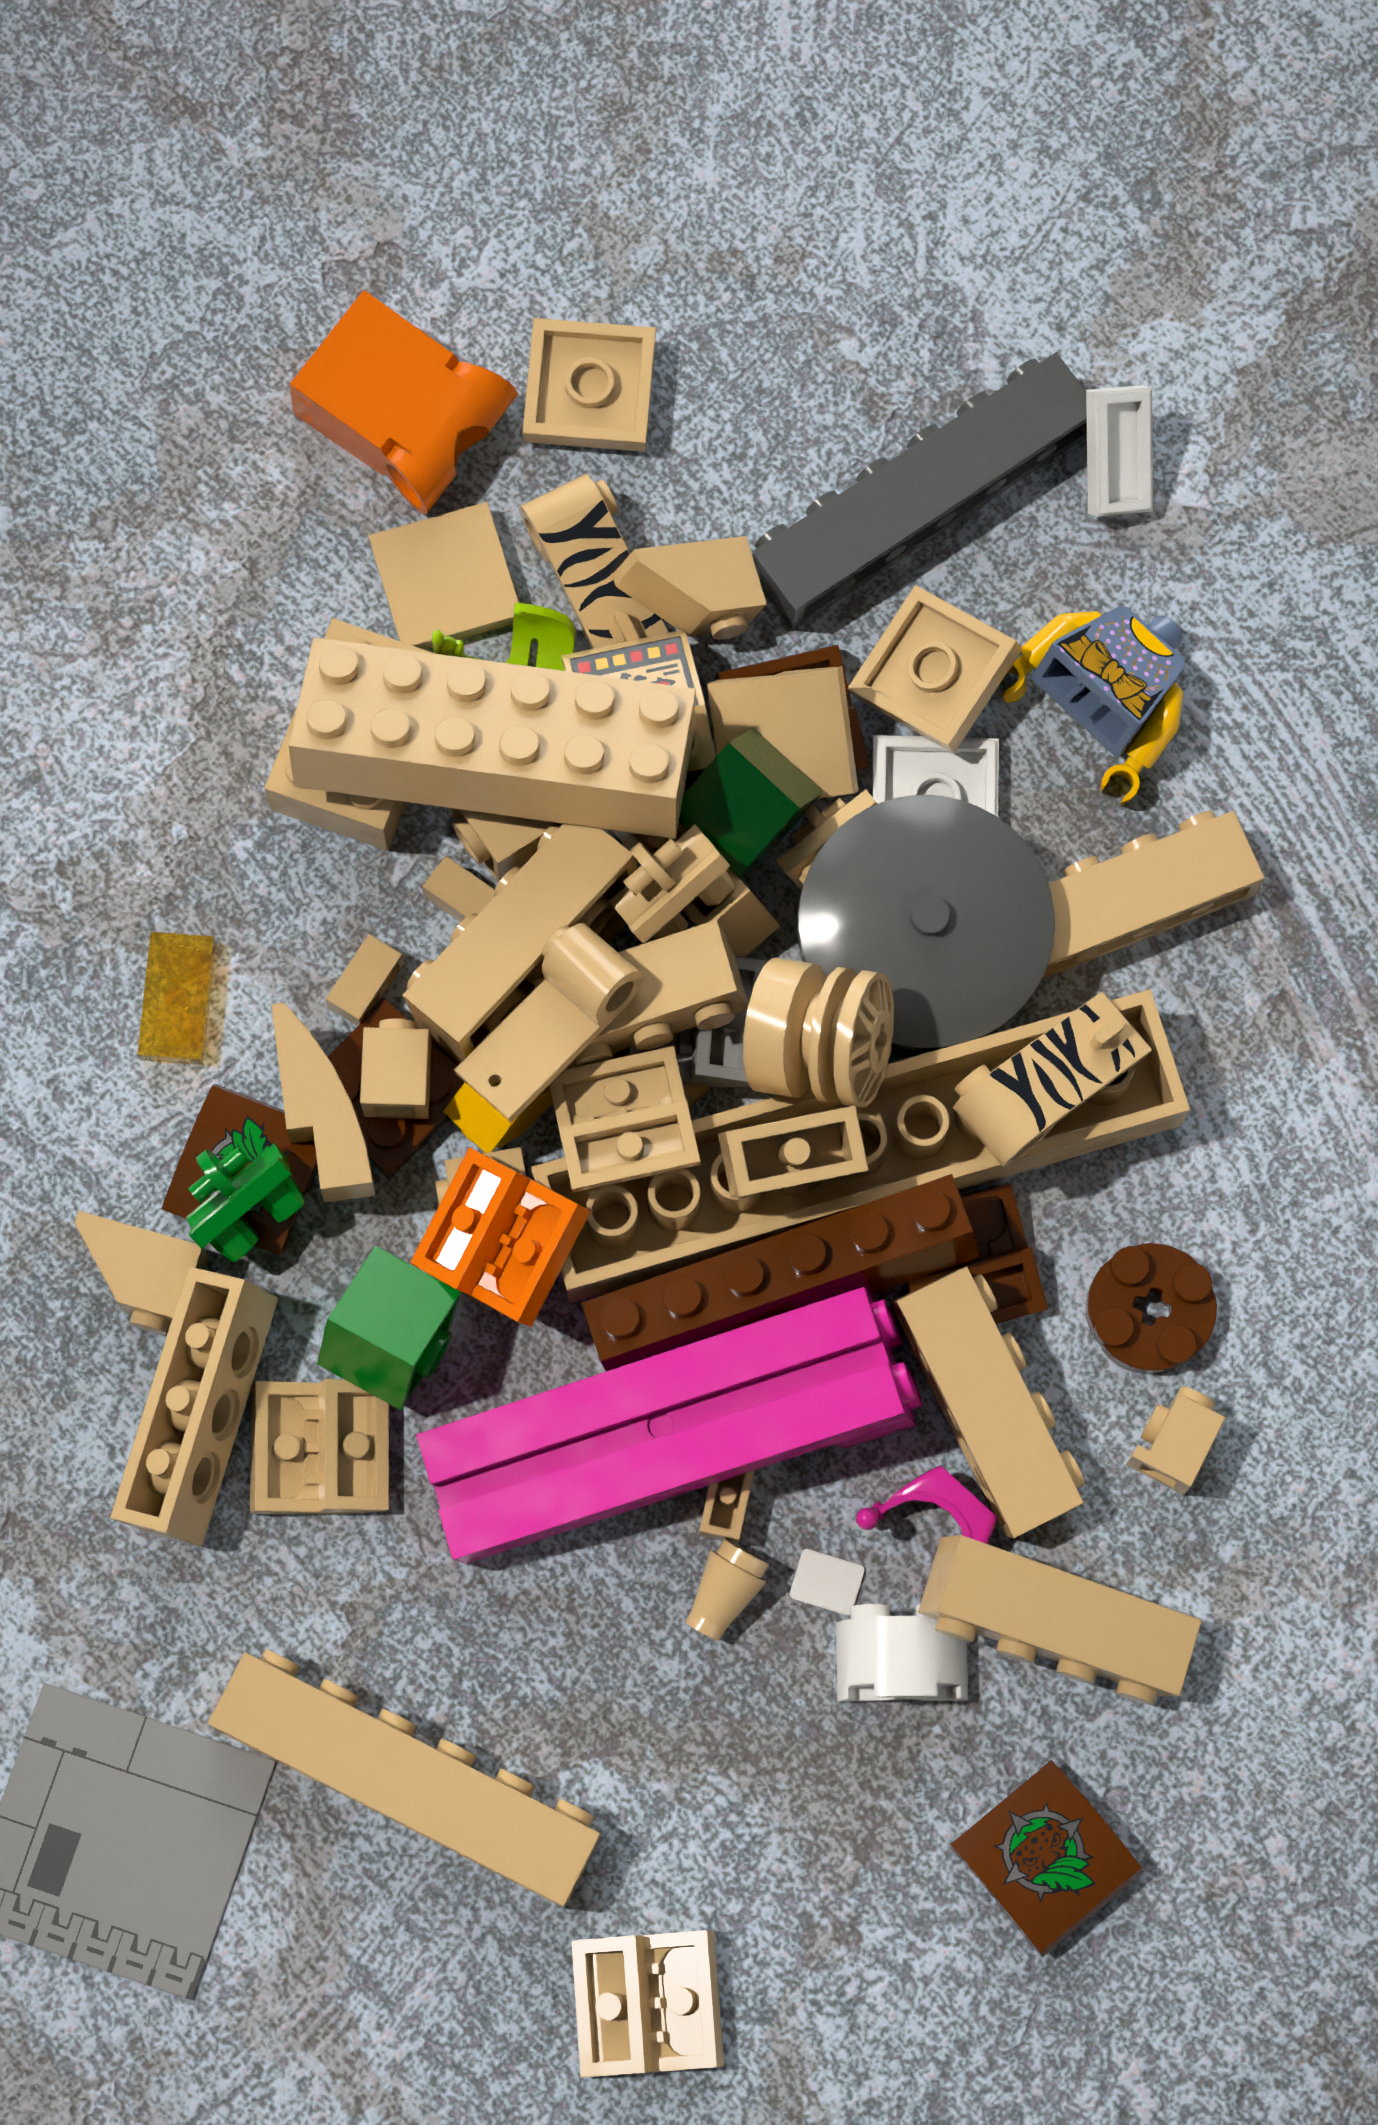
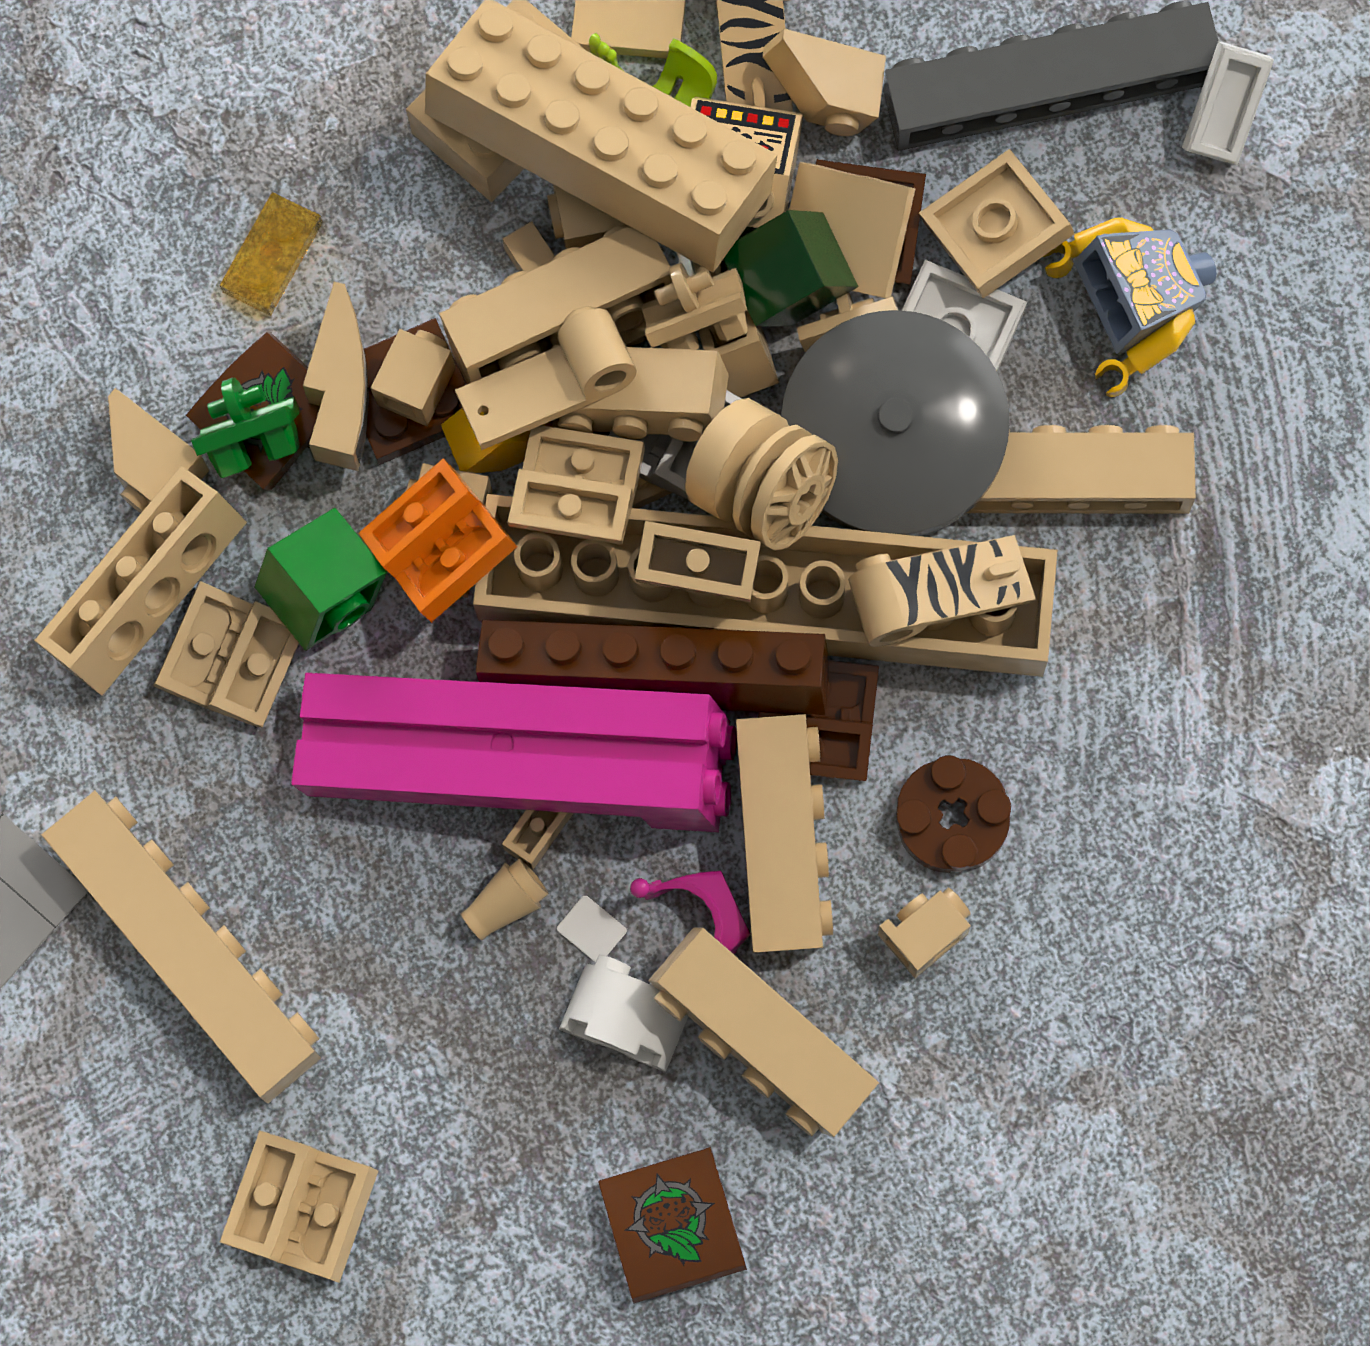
camera: 30 degrees right, 0 degrees up
(365, 980) = (425, 296): tan piece -> none

